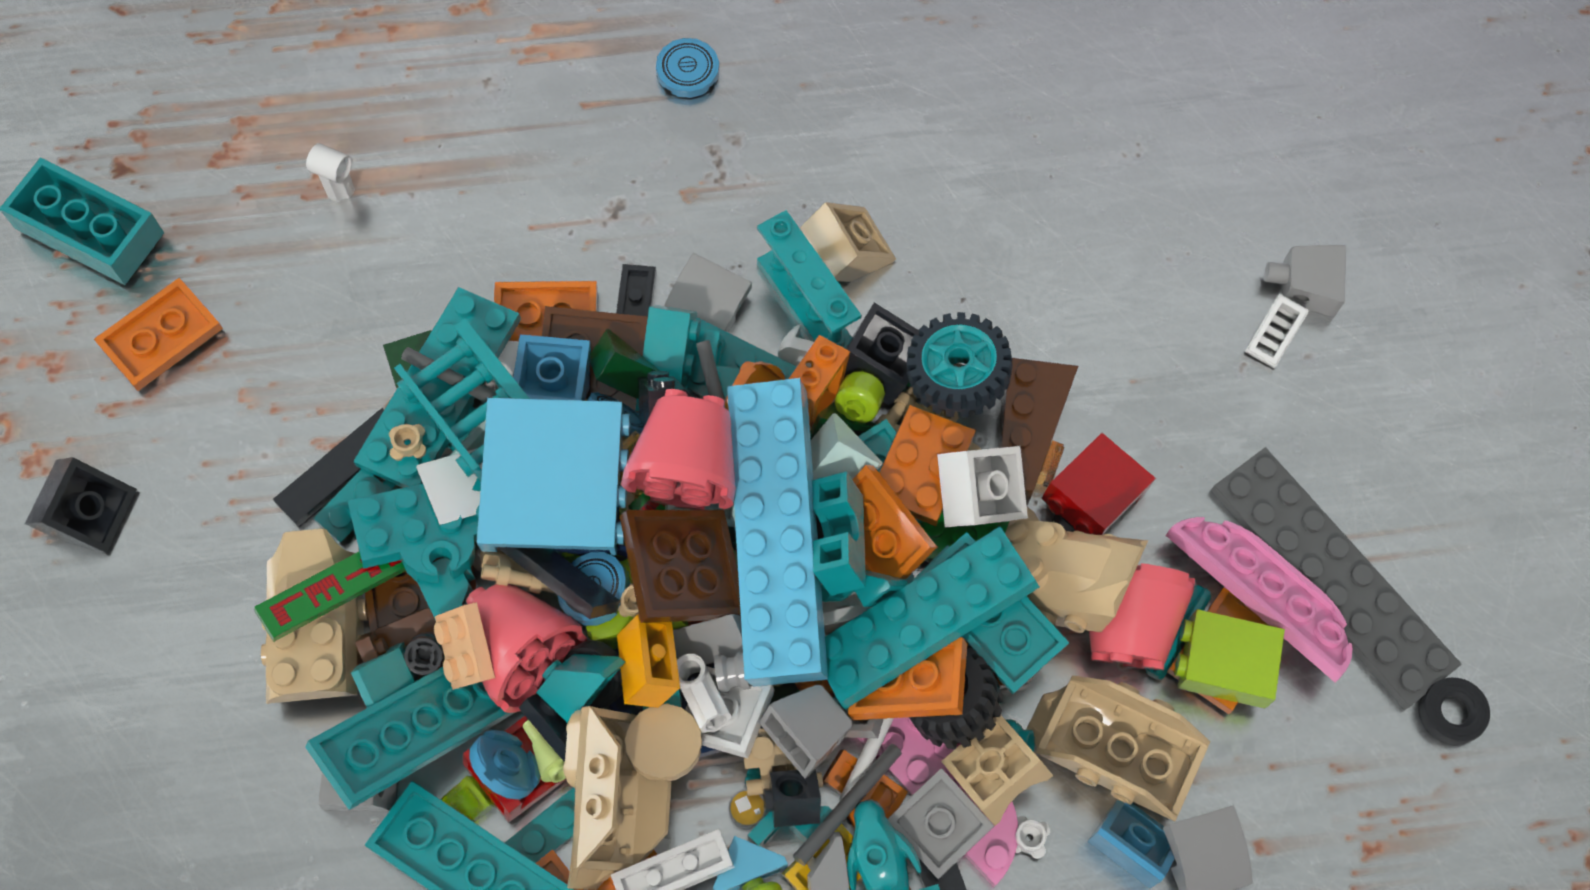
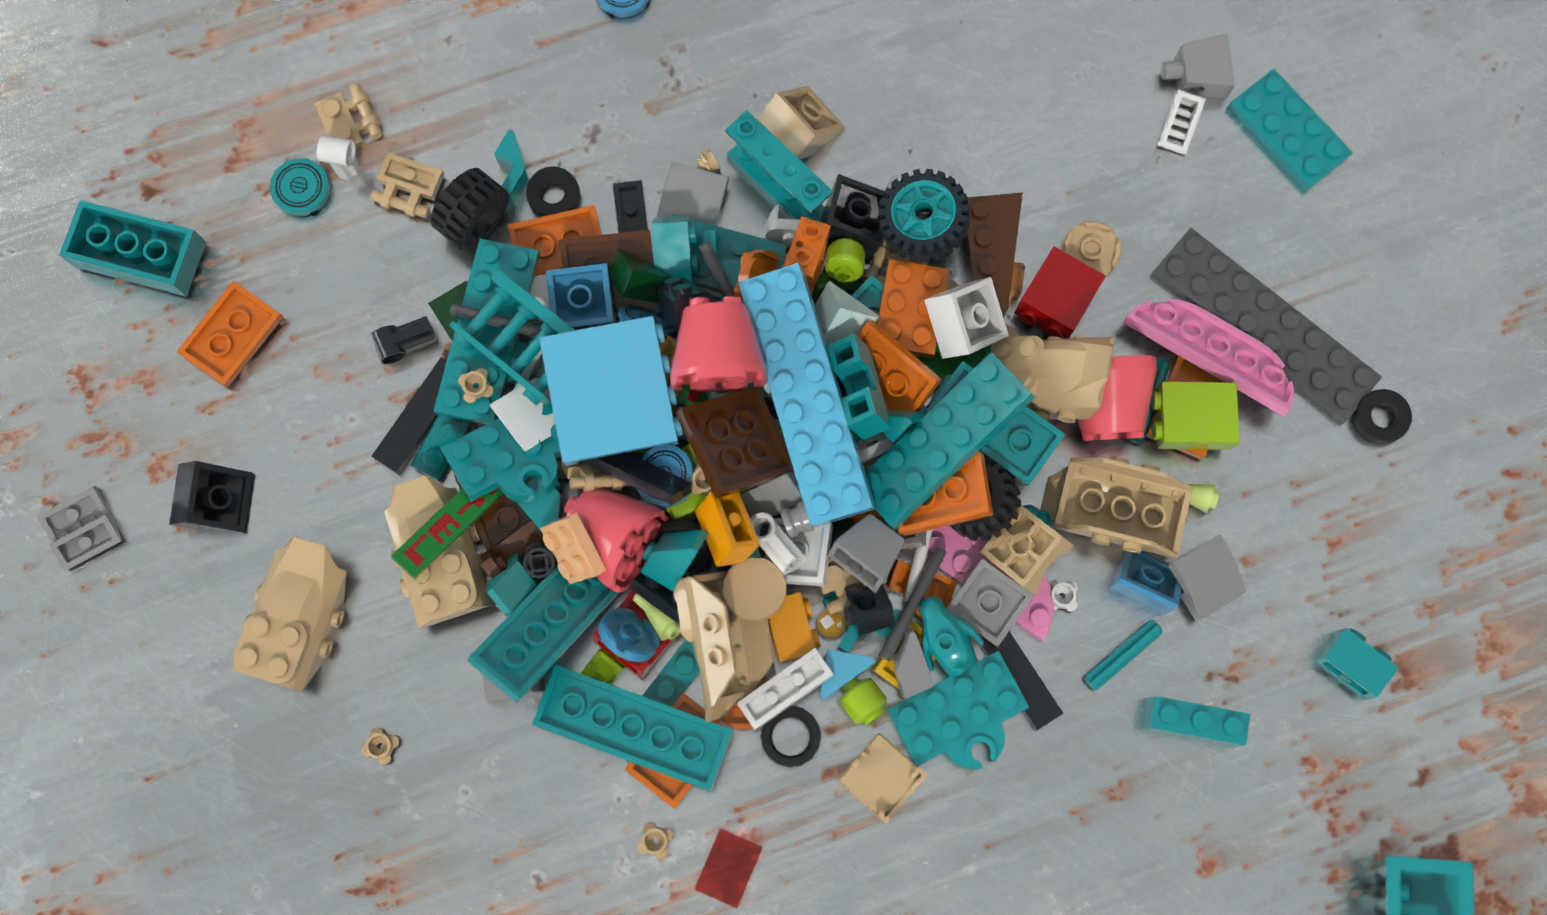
camera: 10 degrees left, 10 degrees up
(129, 658) = (292, 616): none -> tan slope
(173, 829) = (371, 748): none -> tan plate
(282, 197) = (300, 187): none -> teal tile
(336, 380) = (395, 342): none -> black piece
(345, 131) = (338, 118): none -> tan plate
(403, 210) = (410, 177): none -> tan plate
(456, 253) = (469, 208): none -> black tyre
(519, 214) = (510, 157): none -> teal slope
(550, 242) = (548, 176): none -> black tyre
(698, 802) = (792, 630): none -> light orange brick
(733, 262) = (707, 162): none -> tan plate
(1150, 444) = (1093, 245): none -> tan tile
(1222, 757) = (1204, 496): none -> yellowish green cone
(1401, 365) = (1290, 129): none -> teal plate

